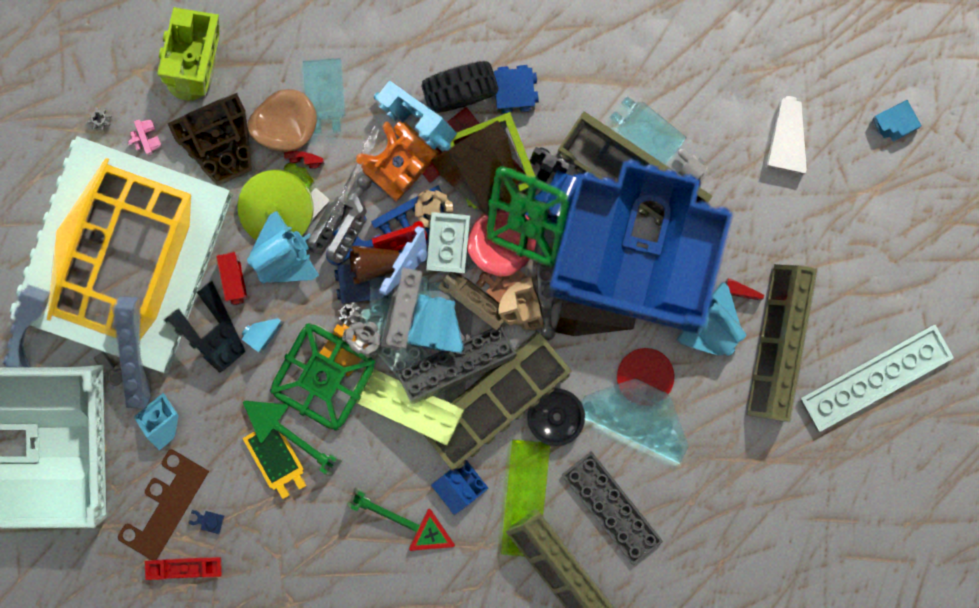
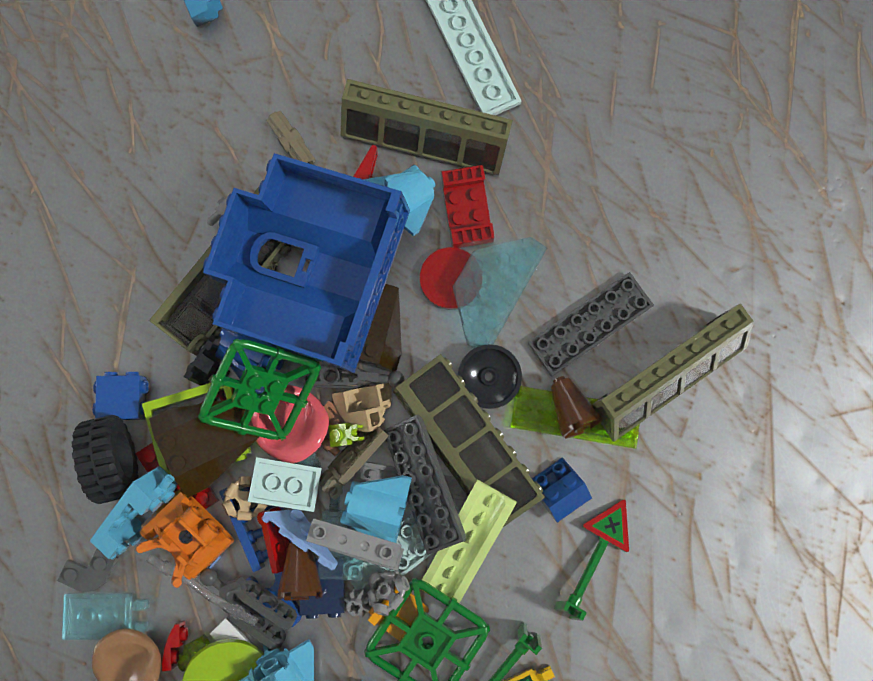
camera: 90 degrees left, 5 degrees down
(355, 76) = (90, 577): none -> dark grey plate
(495, 290) = (344, 434): none -> lime plate
(532, 492) = (572, 408): none -> reddish brown cone
(648, 130) = (179, 255): clear light blue tile -> none
(713, 387) = (467, 206): none -> red plate
(765, 218) = (289, 138): none -> dark tan piece
(788, 143) = (207, 109): white slope -> none

